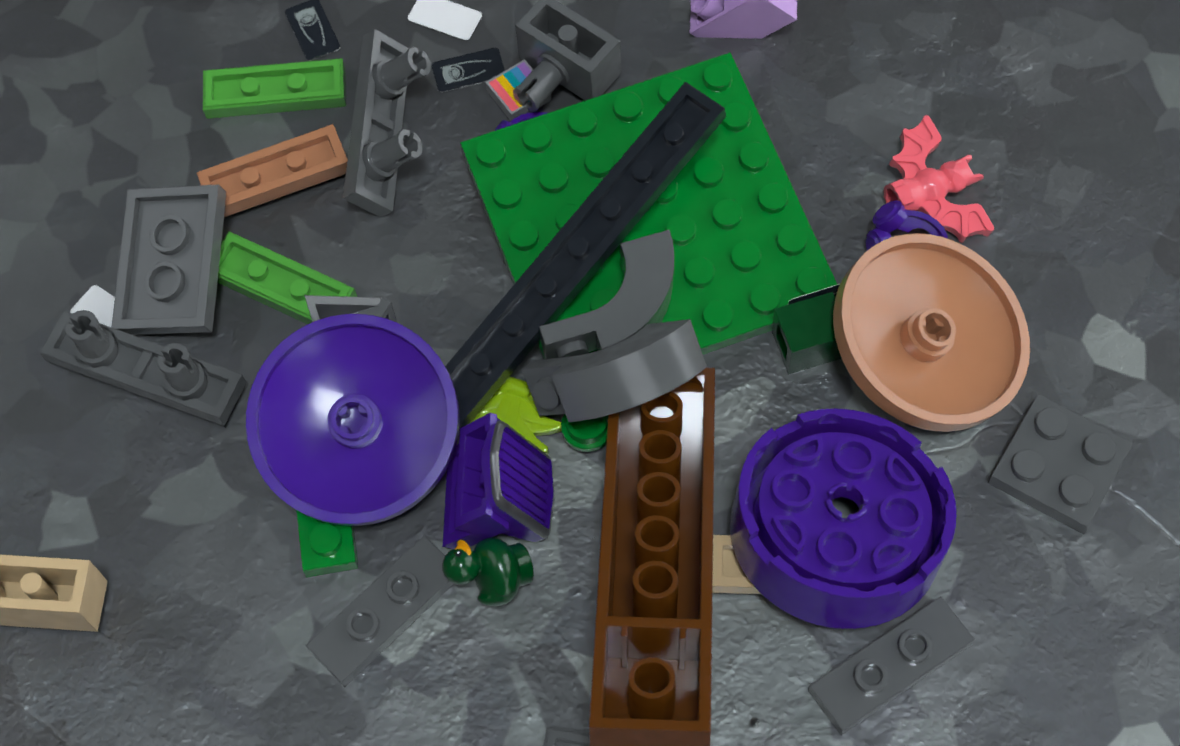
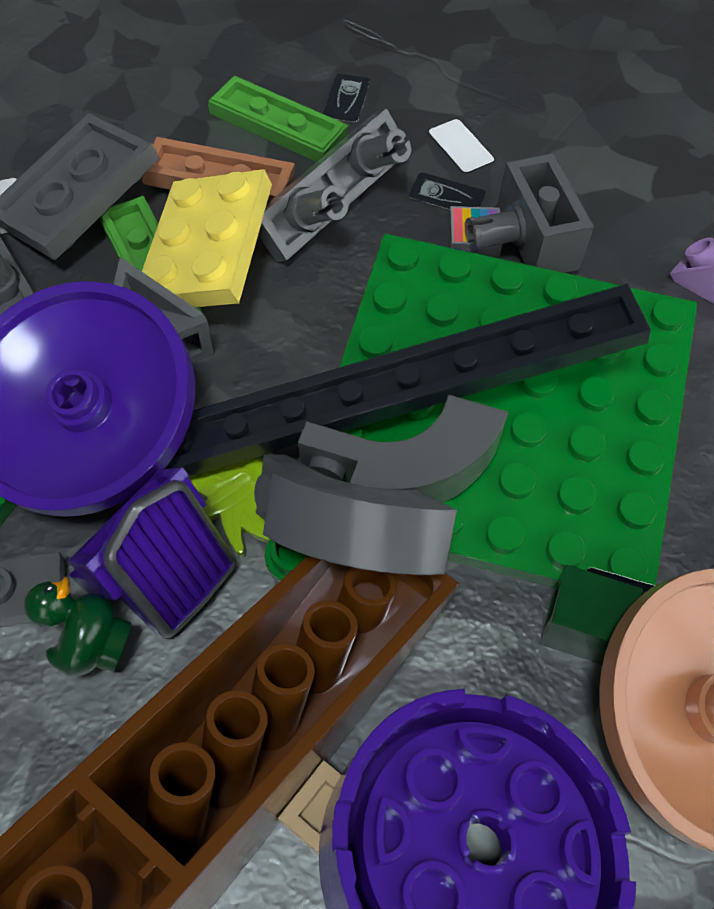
camera: 30 degrees right, 5 degrees down
(327, 233) = (208, 236): none -> light yellow plate

